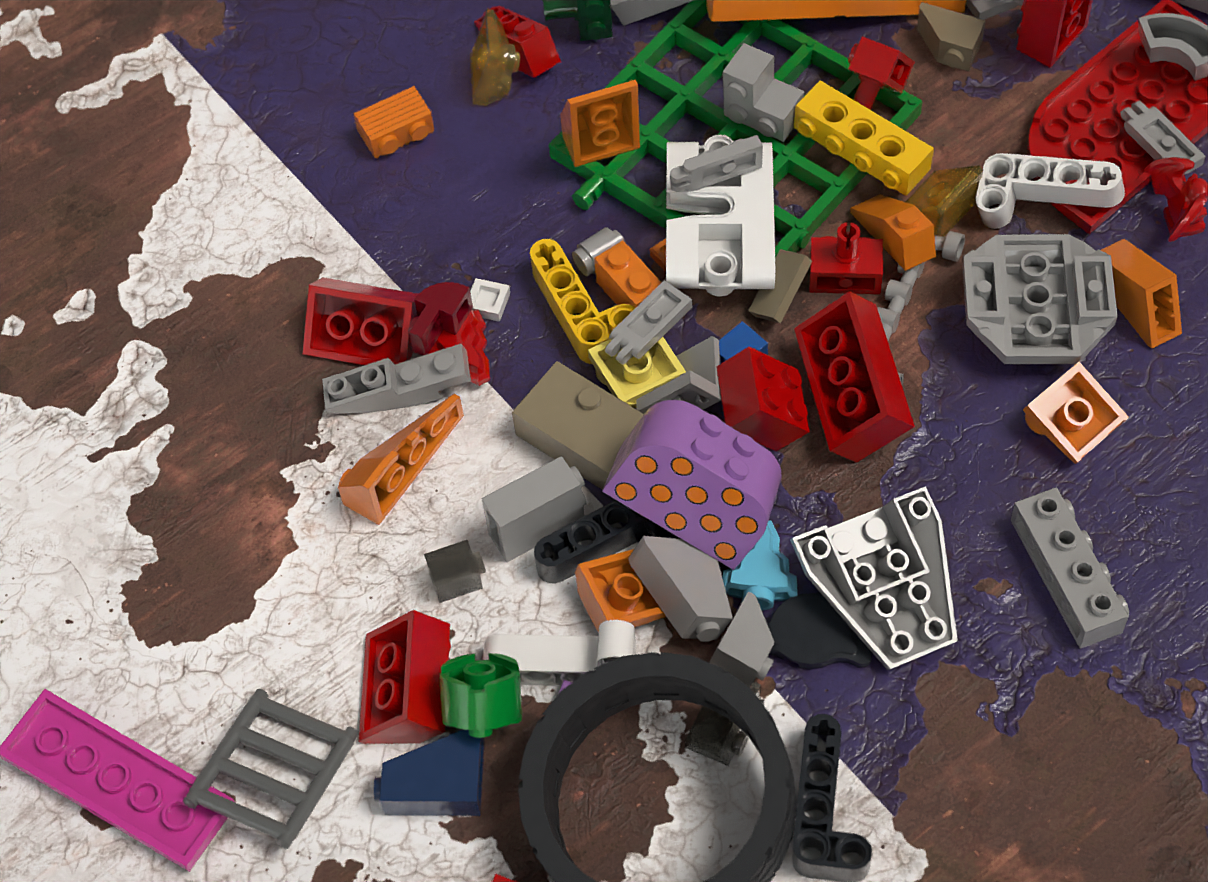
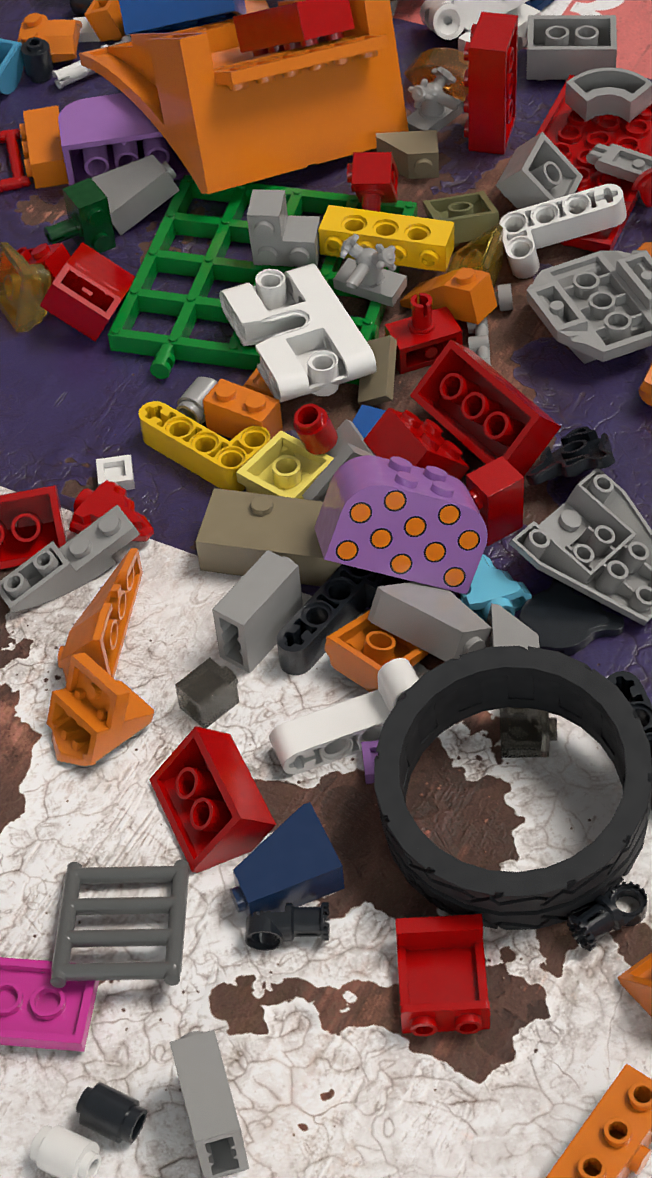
camera: 25 degrees left, 10 degrees down
(346, 551) = (93, 713): none -> orange piece
(415, 833) = (272, 928): none -> black connector
(438, 309) = (81, 484): dark red brick -> none
(480, 693) = (297, 772): green brick -> none
(548, 80) = (87, 291): none -> red slope
(601, 123) = (154, 291): orange slope -> none
(648, 323) = (277, 435): light grey hinge -> none
(676, 337) = (315, 429): none -> red brick
(718, 165) = (280, 286): light grey hinge -> none
(809, 481) = (499, 497): none -> red brick
(822, 175) = (366, 274): none -> light grey piece
(916, 461) = (580, 452): none -> black tile
(959, 133) = (471, 213): none -> olive slope
(1057, 119) = (538, 174): none -> light grey slope

